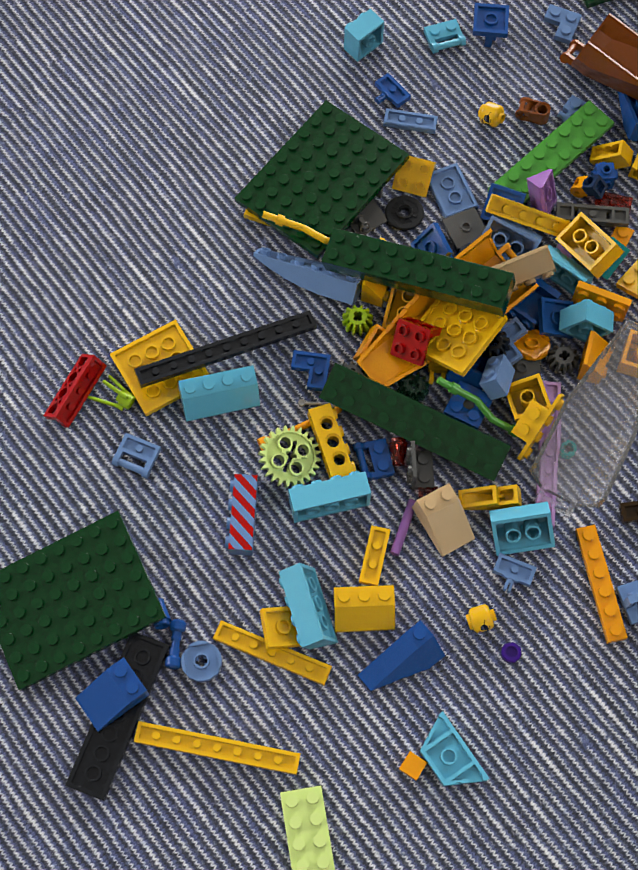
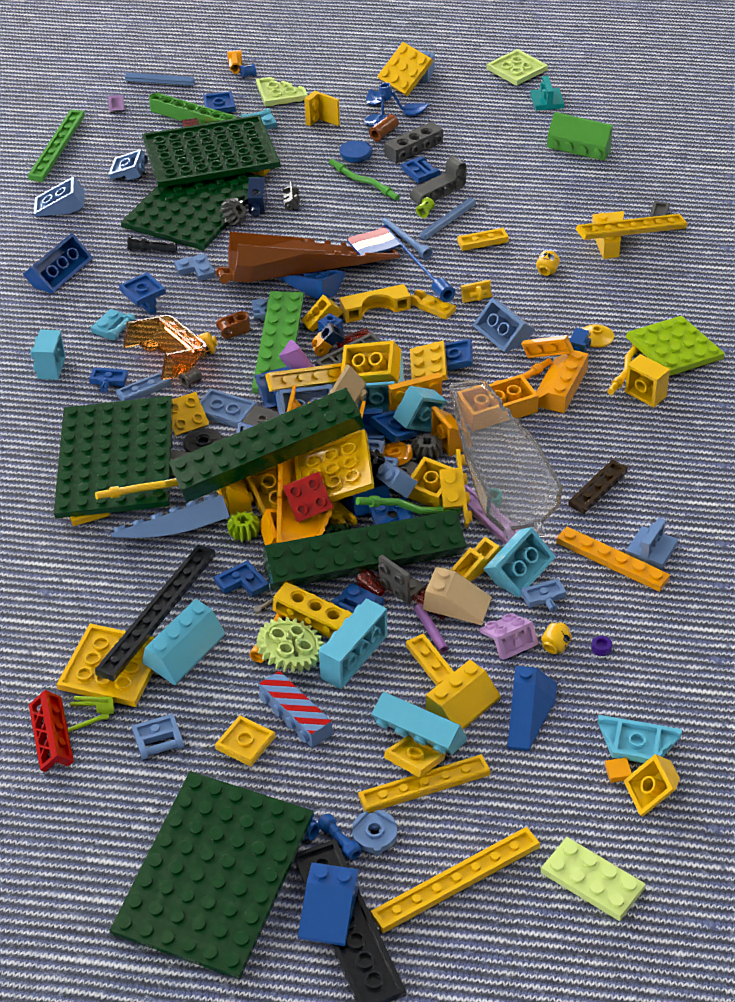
camera: 40 degrees left, 25 degrees down
(188, 510) = (245, 740): none -> yellow plate
(420, 803) = (652, 783): none -> yellow slope
(452, 139) = (191, 376): none -> dark grey bush
(452, 583) = (511, 635): none -> lavender bracket
(470, 83) = (171, 337): none -> clear orange windscreen

